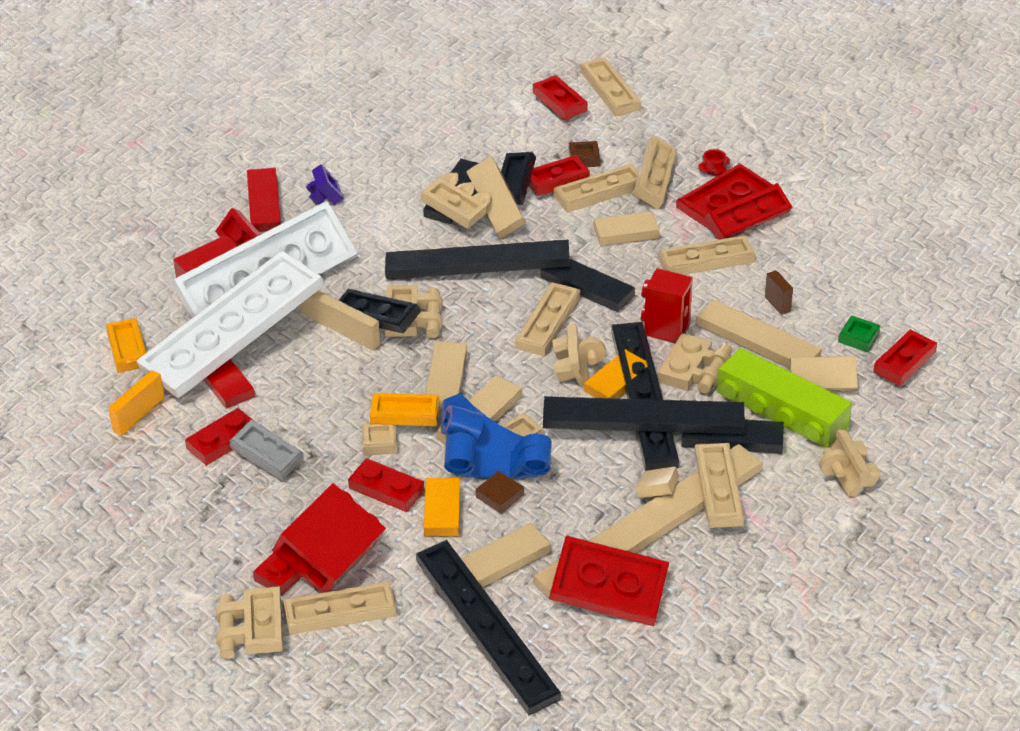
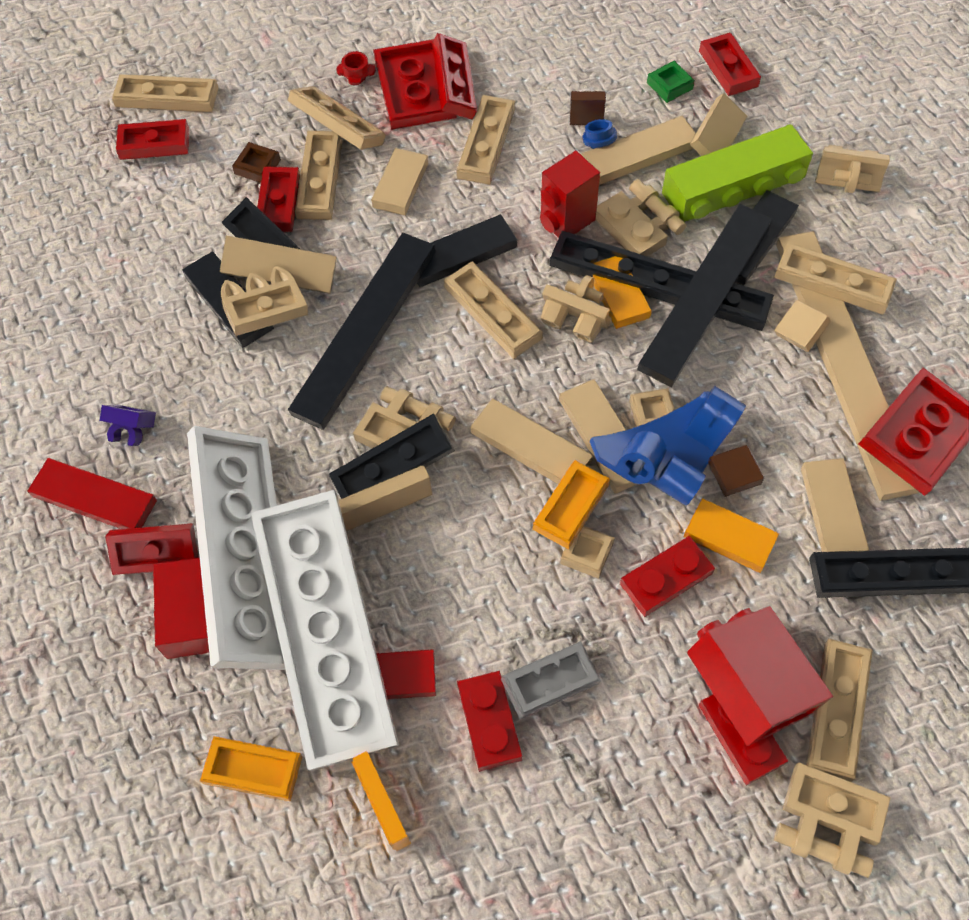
camera: 60 degrees left, 20 degrees up
(759, 309) = (599, 133): none -> blue plate

